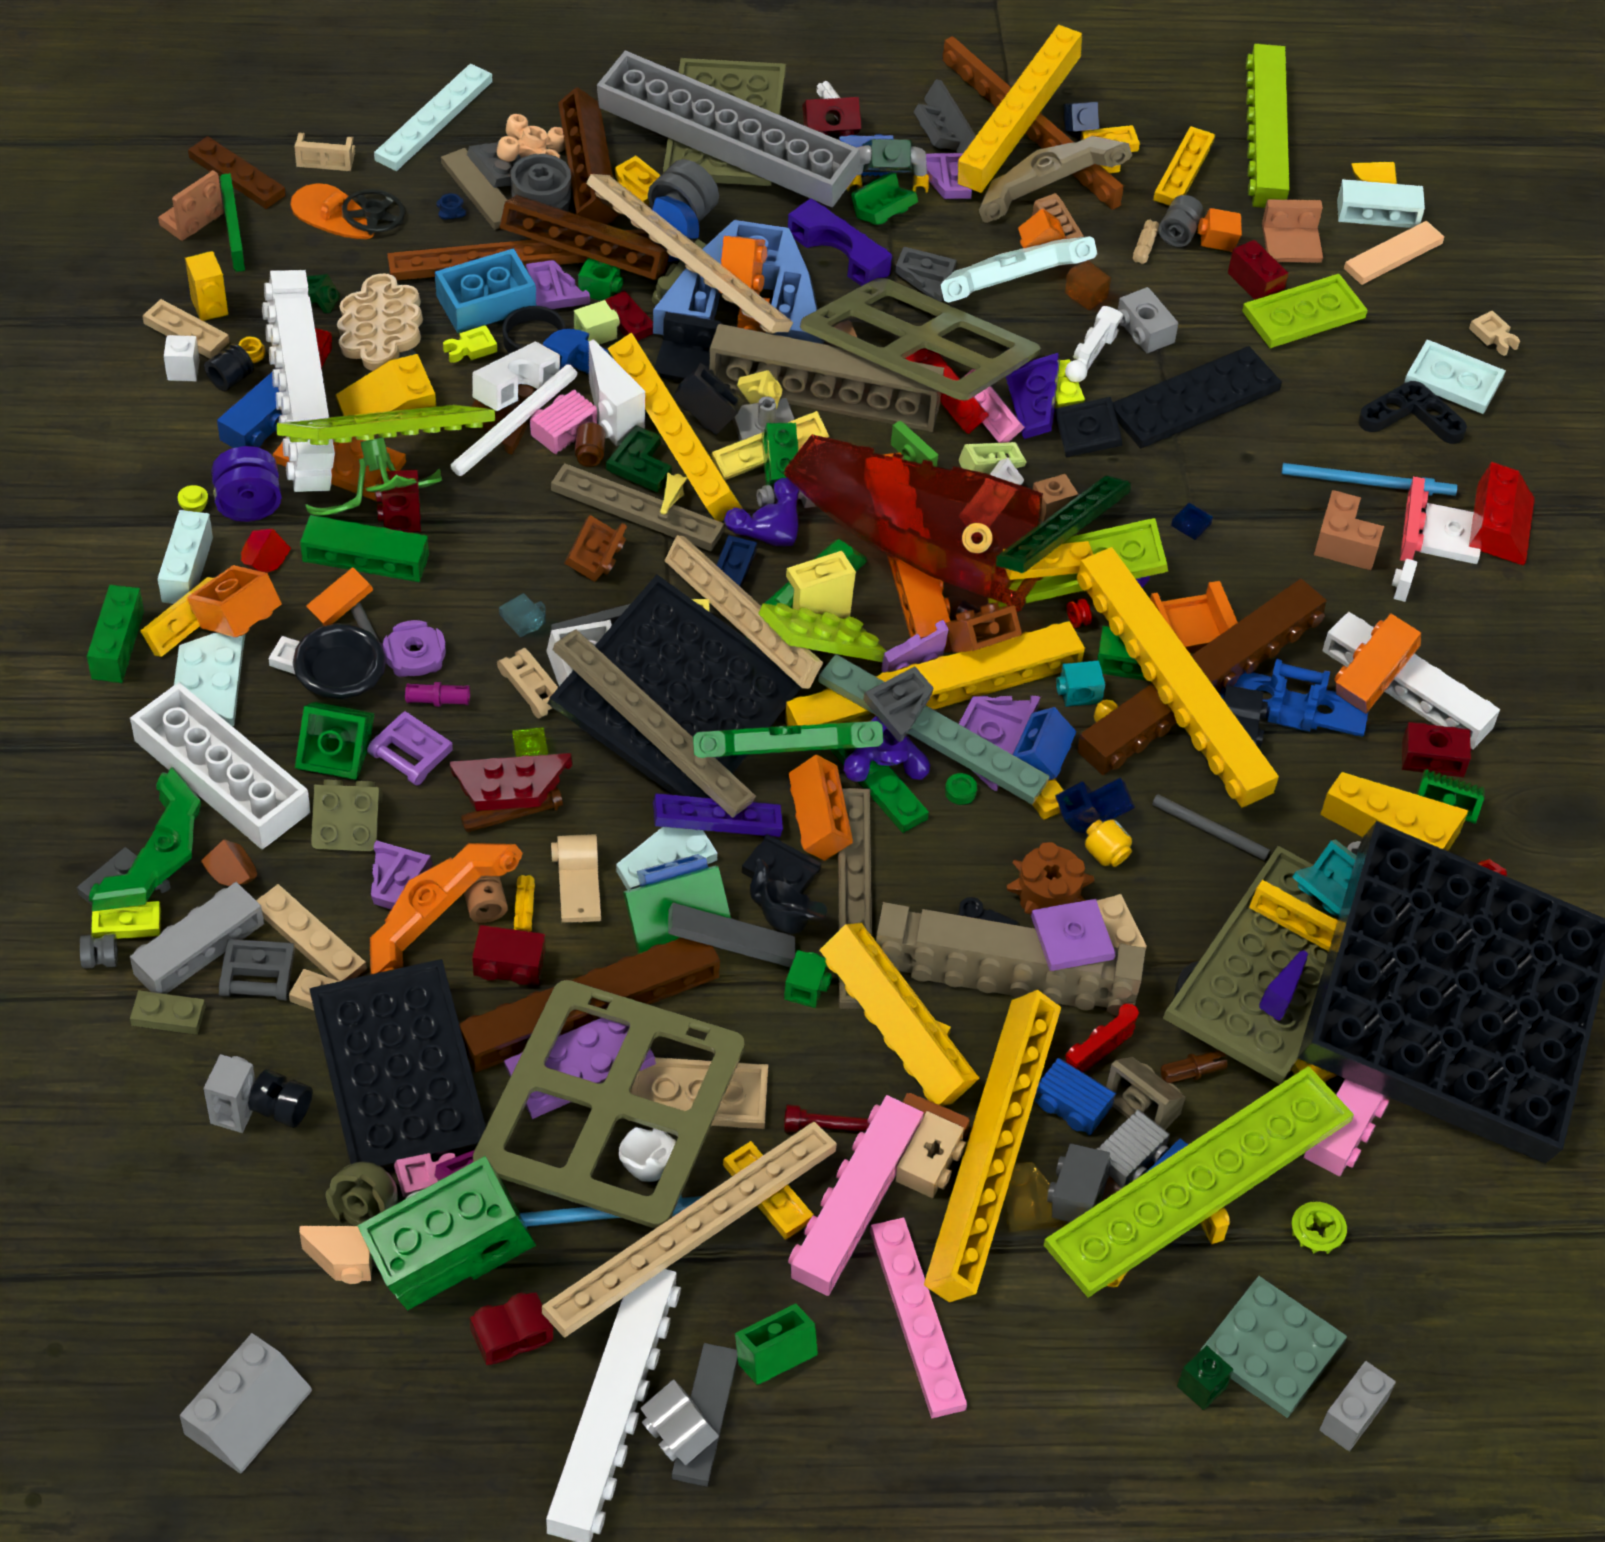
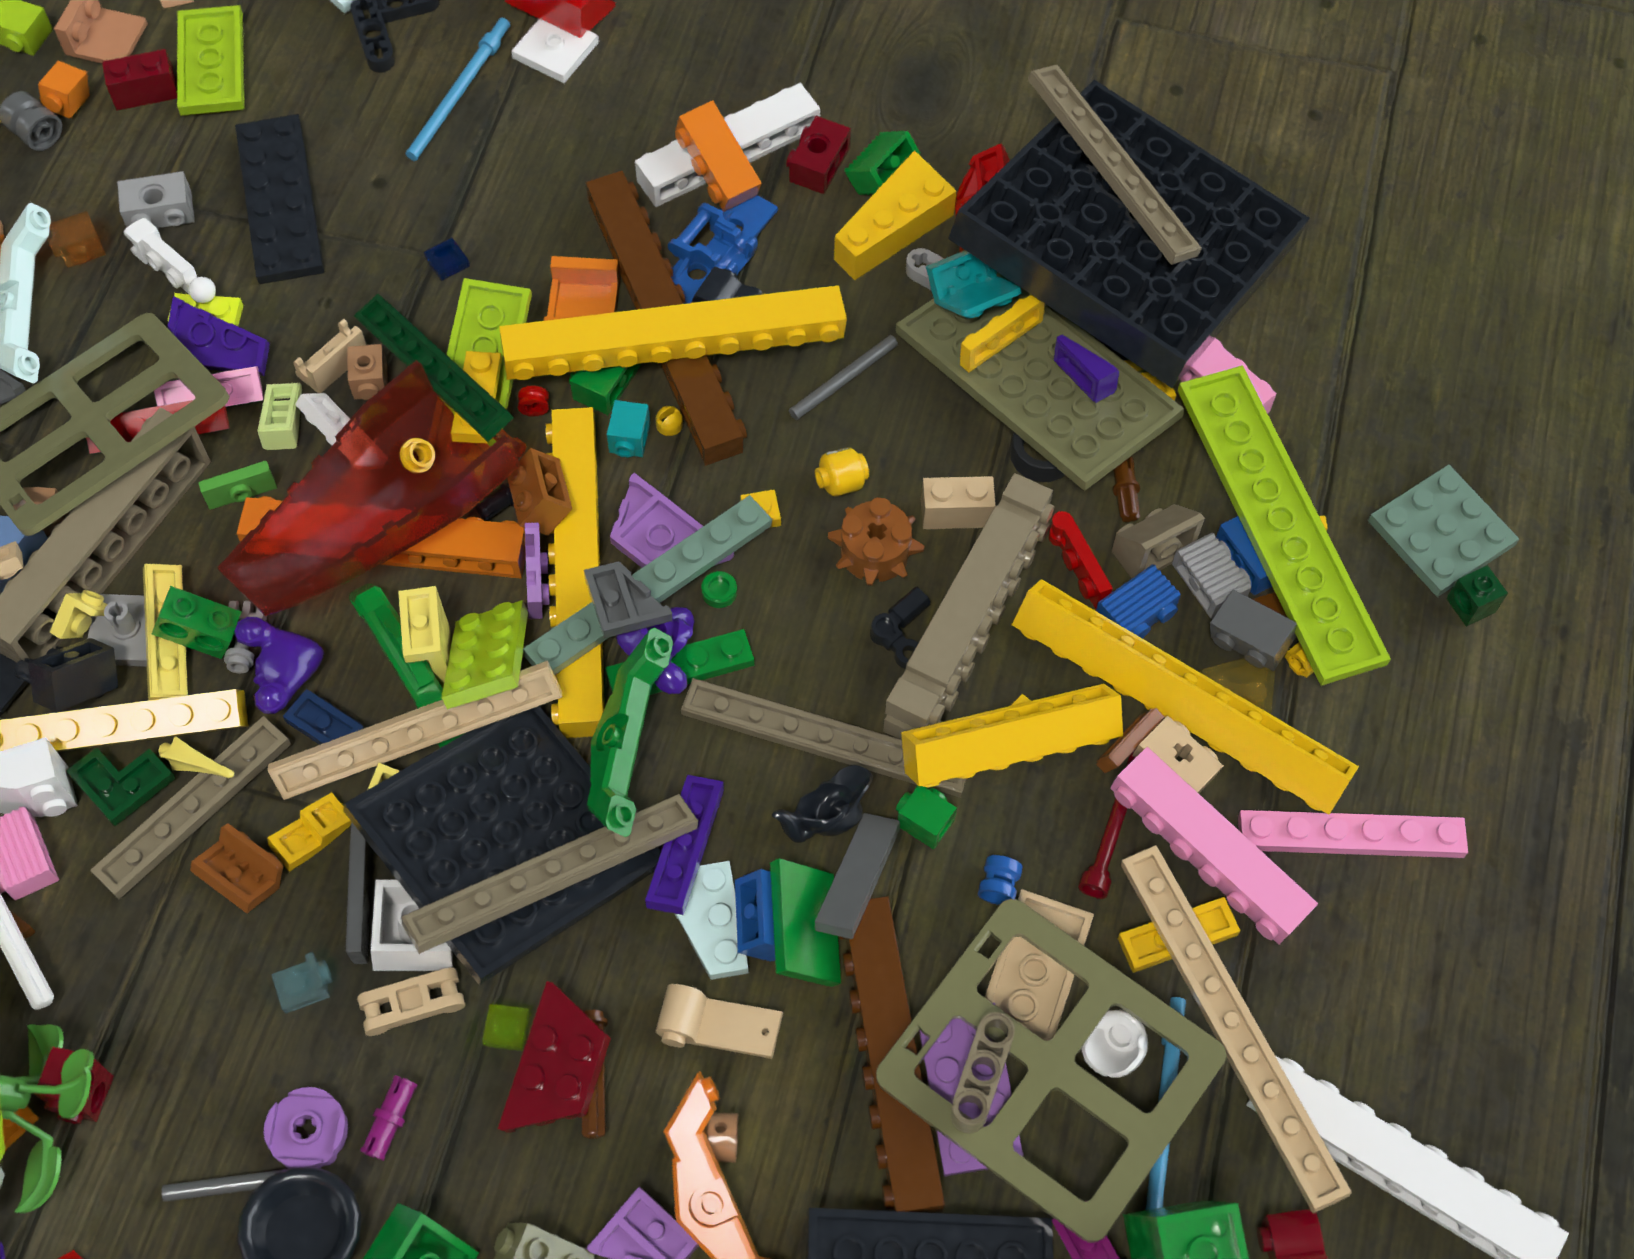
camera: 70 degrees left, 10 degrees up
(339, 597) = (190, 1204): orange tile -> none
(364, 548) = (120, 1152): green brick -> none
(415, 740) = (452, 1161): medium lavender plate -> none
(509, 955) = (804, 1130): dark red brick -> none
(524, 903) = (741, 1098): yellow axle -> none
(568, 1034) = (985, 1053): none -> dark tan beam
(590, 444) = (70, 832): reddish brown brick -> none
(634, 578) = (311, 833): none -> yellow slope
(678, 1422) = (1453, 1105): light grey brick -> none
(711, 1396) = (1429, 1077): dark grey tile -> none
(776, 1044) = (1000, 879): none -> blue wheel
(776, 1344) = (1376, 978): green brick -> none
(784, 863) = (760, 796): black plate -> none
(820, 807) = (710, 733): orange brick -> none
(1042, 468) = (330, 360): none -> tan hinge
(1045, 741) = (700, 487): blue brick -> none
(1073, 935) = (985, 531): medium lavender plate -> none
(1083, 807) = (795, 464): clear blue brick -> none
(1088, 427) = (280, 307): black tile -> none
(1145, 241) = (37, 166): tan axle -> none
(1324, 1216) = (1338, 440): lime gear -> none
(1347, 538) = (525, 134): nougat brick -> none
(1357, 1406) = (1527, 480): light grey brick -> none
(1403, 579) = (604, 103): white plate -> none
(1414, 519) = (530, 69): coral plate -> none
(1513, 949) = (1114, 164): none -> dark tan tile

